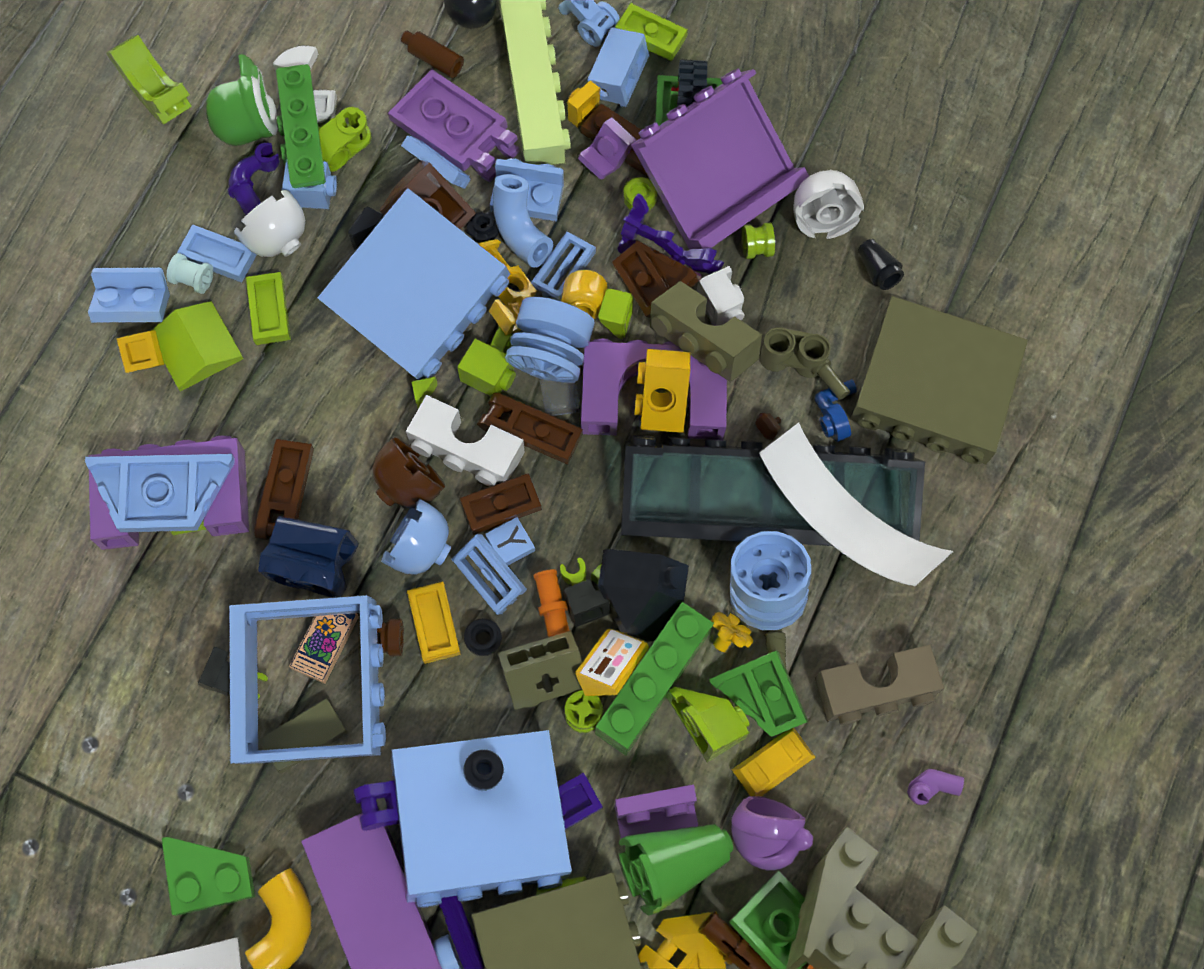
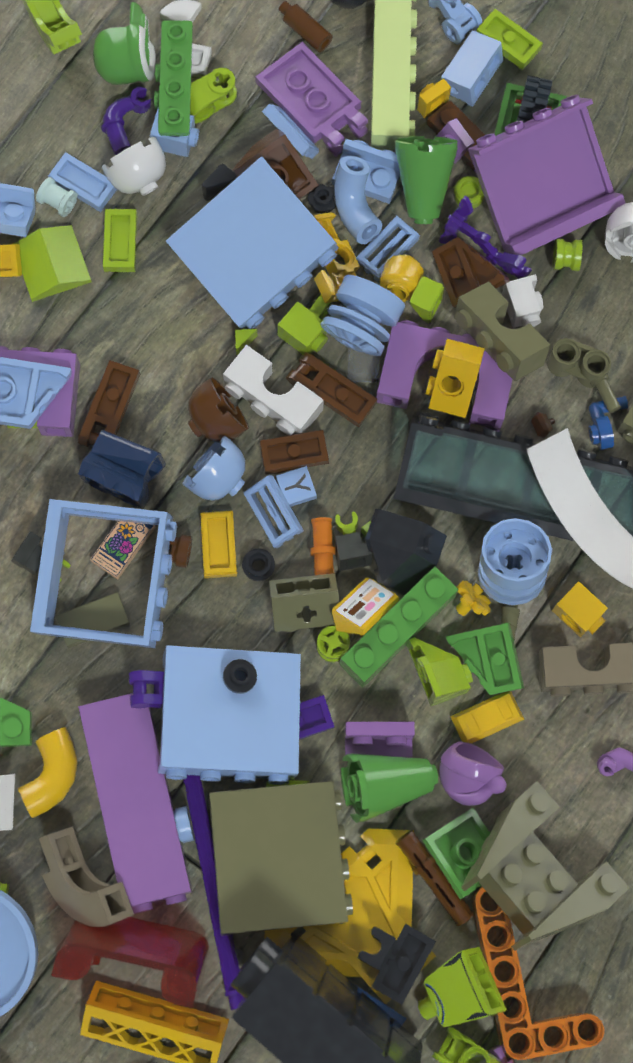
camera: 10 degrees right, 5 degrees up
(589, 181) = (425, 174): none -> bright green cone
(853, 621) = (580, 610): none -> yellow brick

